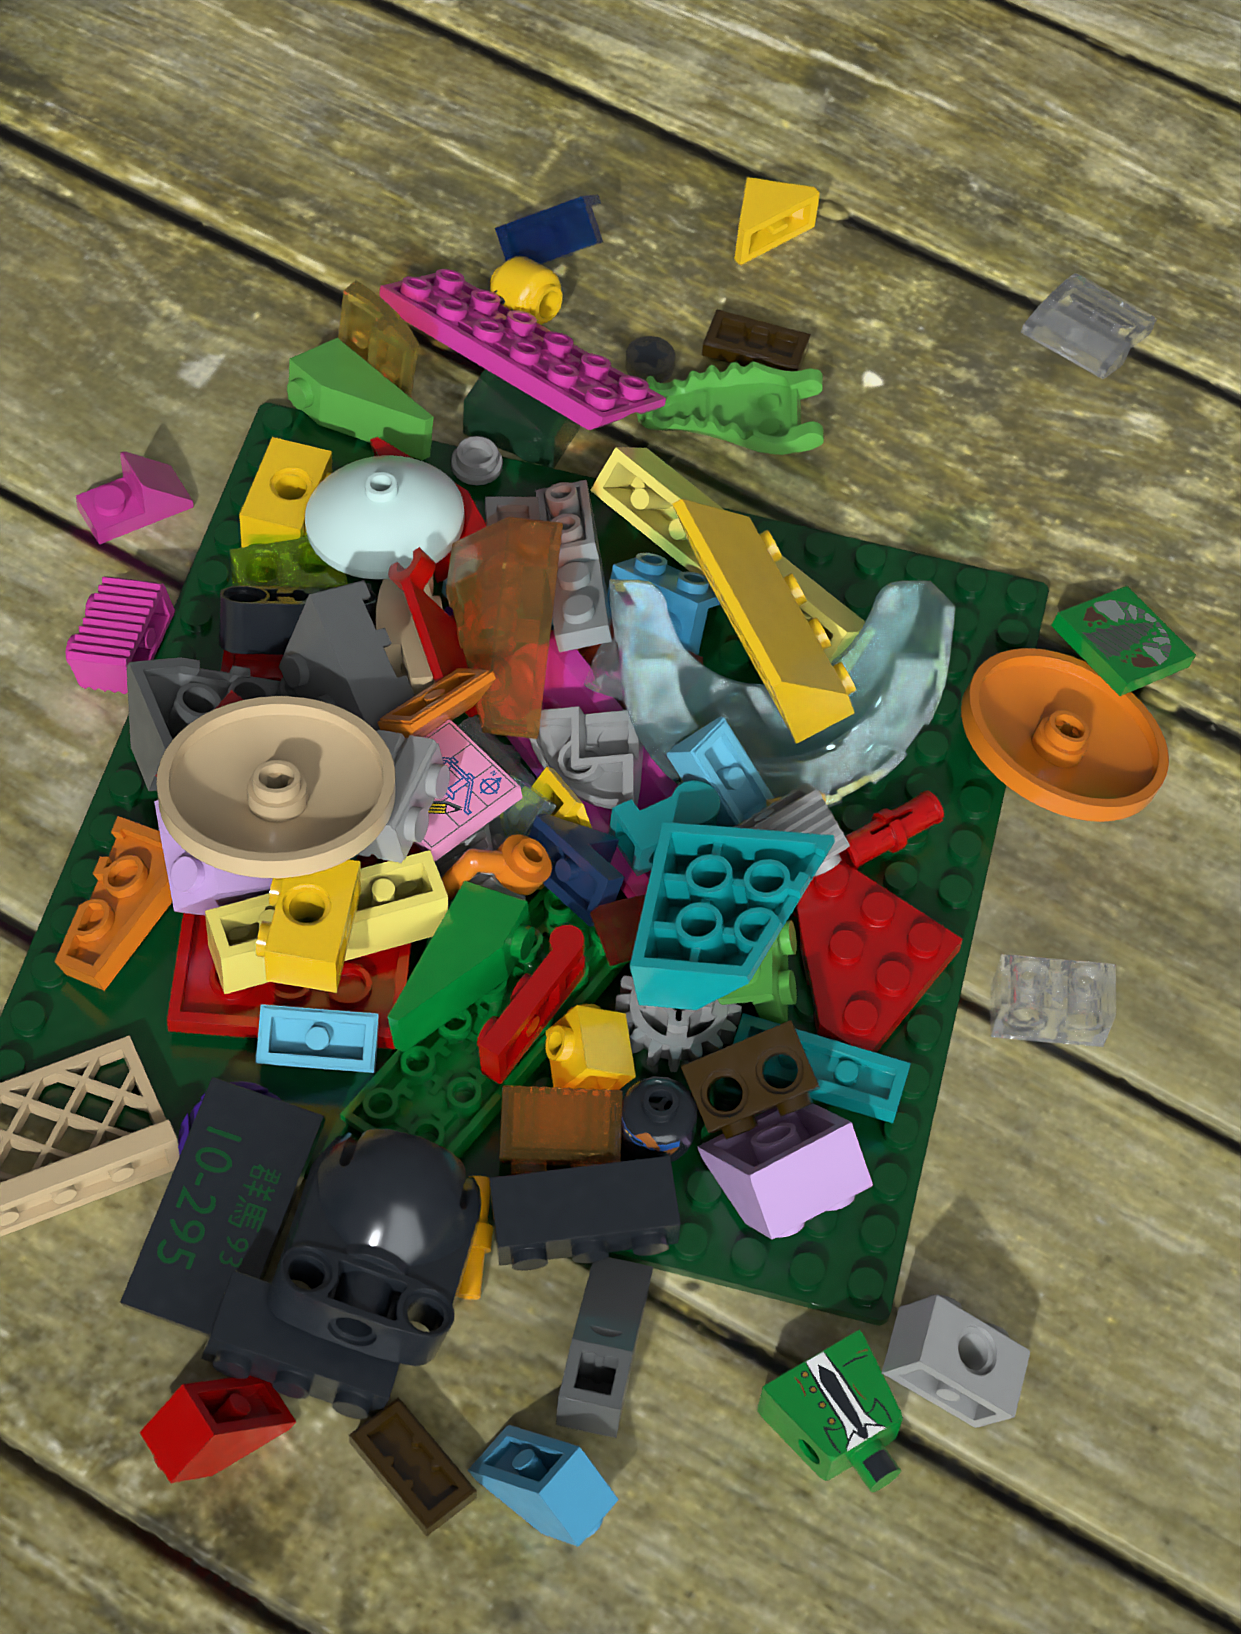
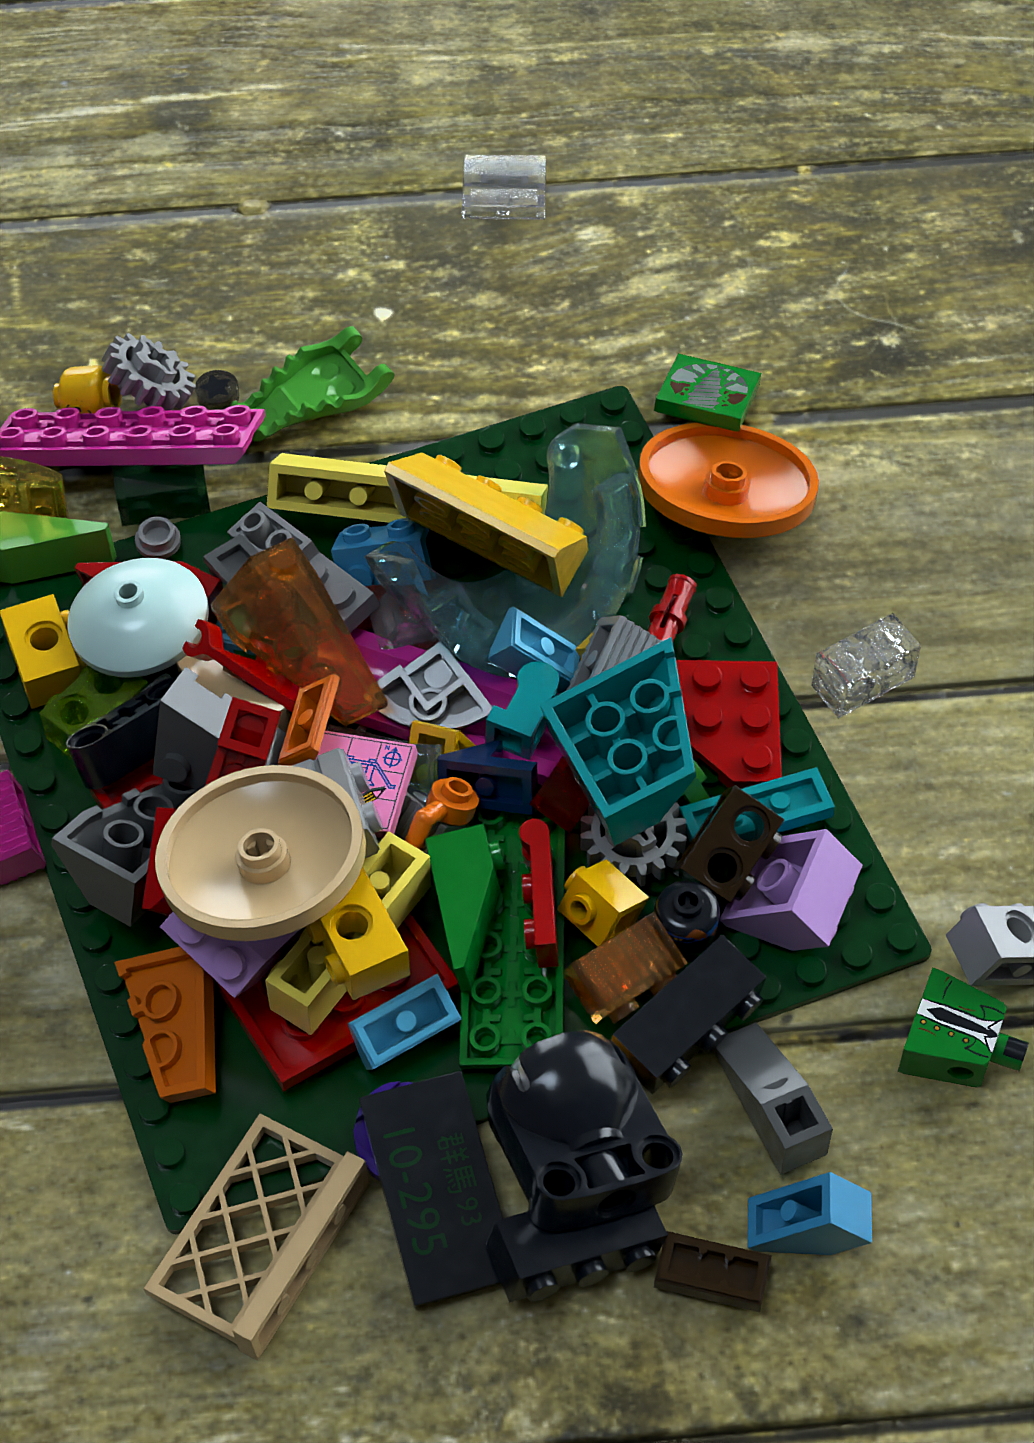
camera: 30 degrees left, 0 degrees up
(214, 1426) = (557, 1343): red slope -> none
(358, 677) = (244, 738): none -> red slope
(552, 232) = (74, 337): clear blue panel -> none
(590, 300) = (148, 372): none -> light grey gear
(749, 340) = (283, 334): dark brown plate -> none
(772, 215) = (218, 235): yellow slope -> none

